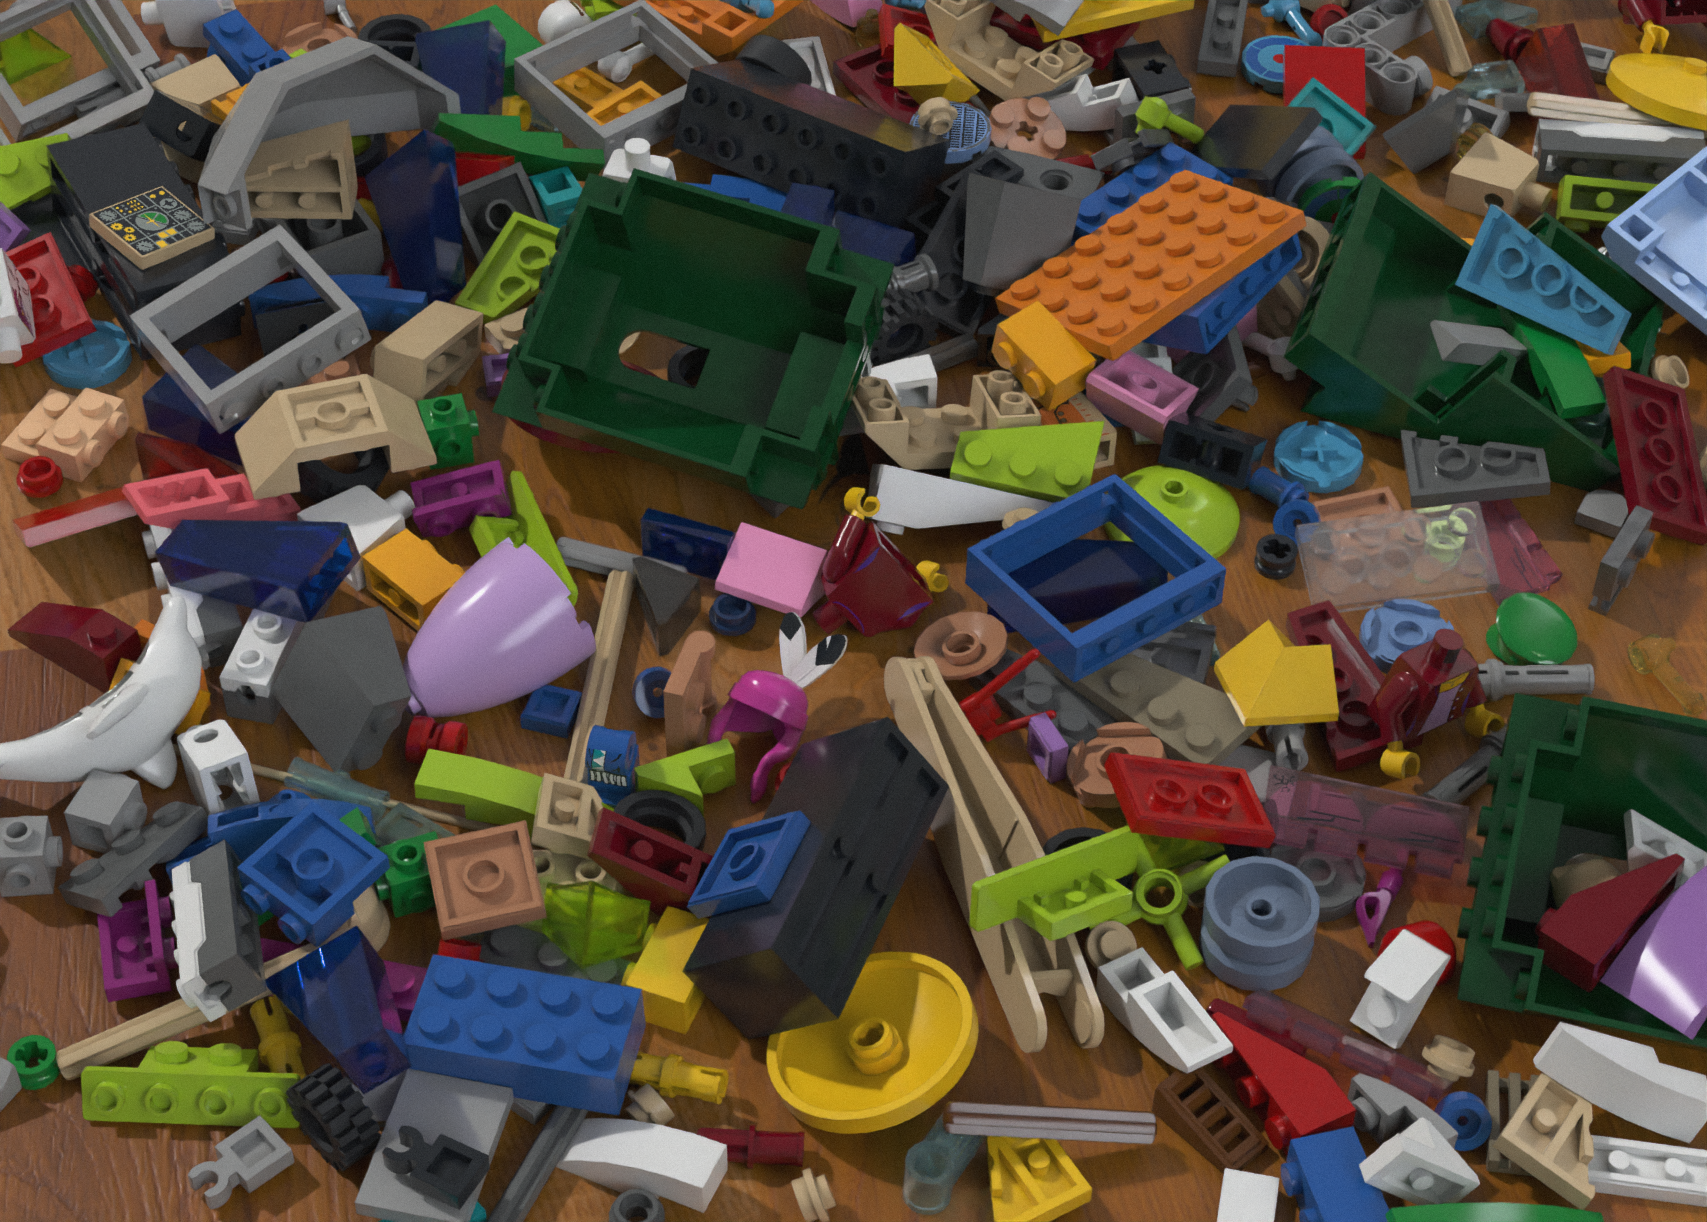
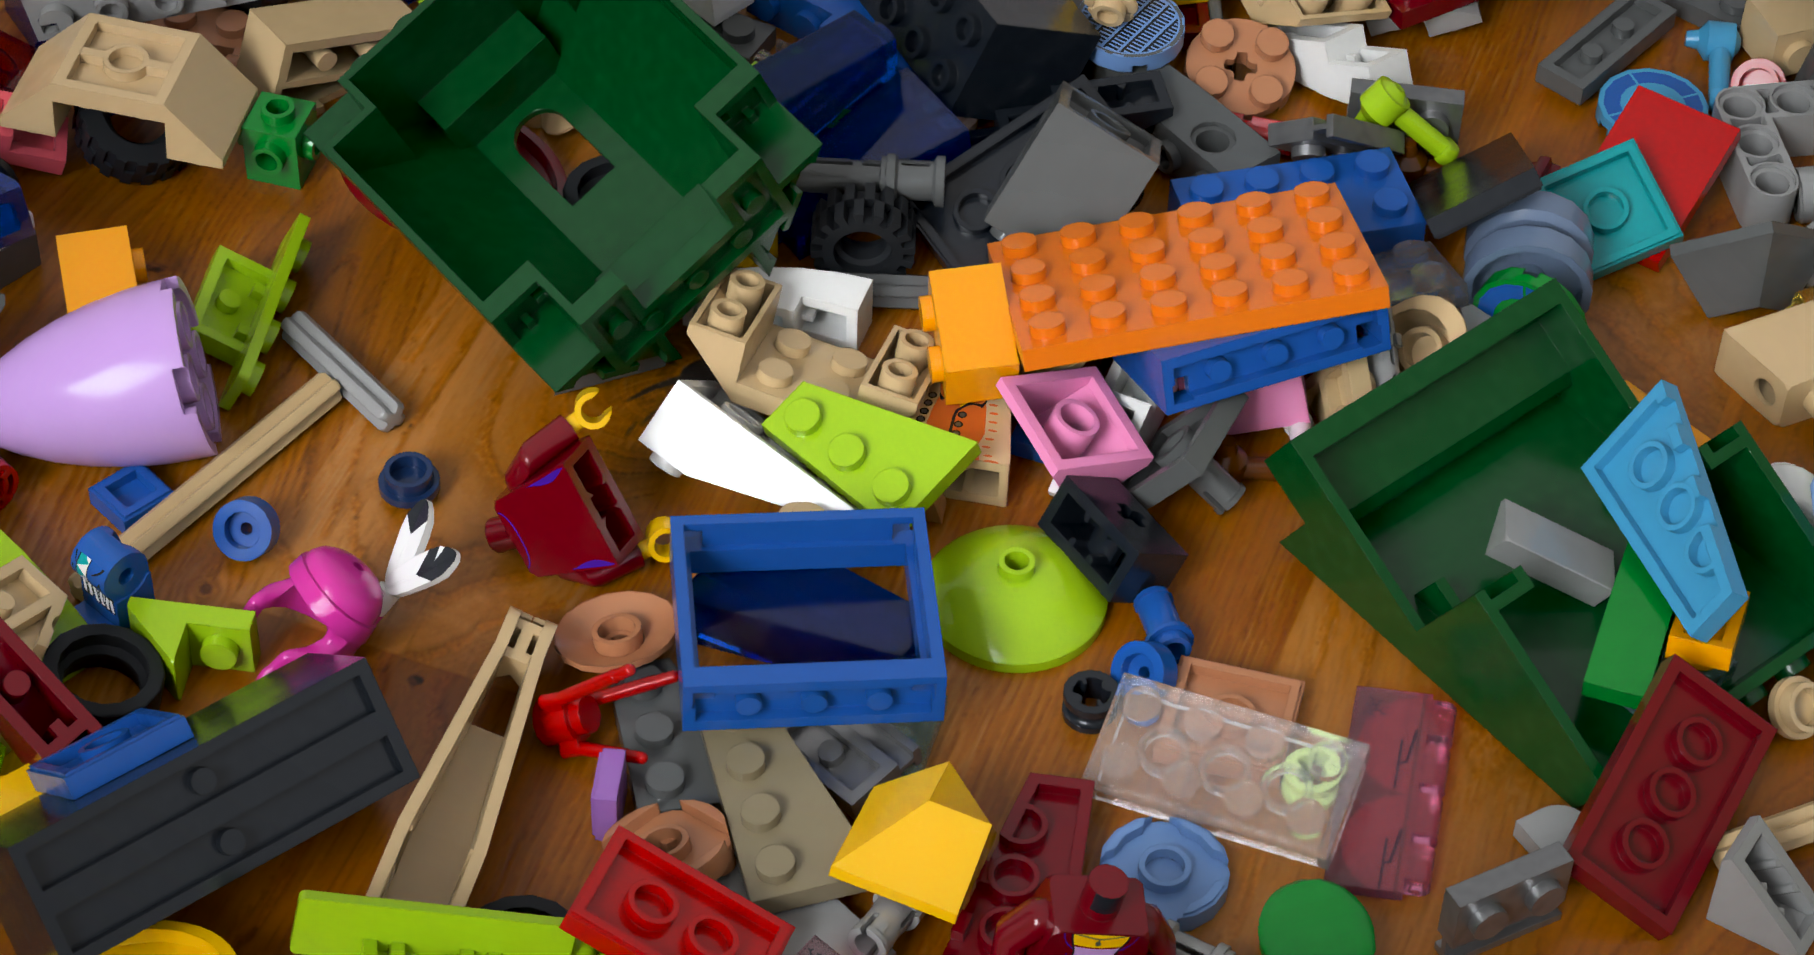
camera: 30 degrees right, 0 degrees up
(368, 517) = (102, 195): white torso -> none
(457, 496) = (233, 216): magenta bracket -> none
(667, 600) = (343, 436): clear smoke slope -> none
(685, 542) = (423, 382): clear blue bracket -> none
(689, 694) = (238, 540): nougat plate -> none
(772, 570) = (467, 447): bright pink slope -> none
(1149, 70) = (1459, 56): black brick -> none
(1319, 456) = (1257, 608): dark azure tile -> none
(1463, 473) = (1407, 707): dark grey wing -> none

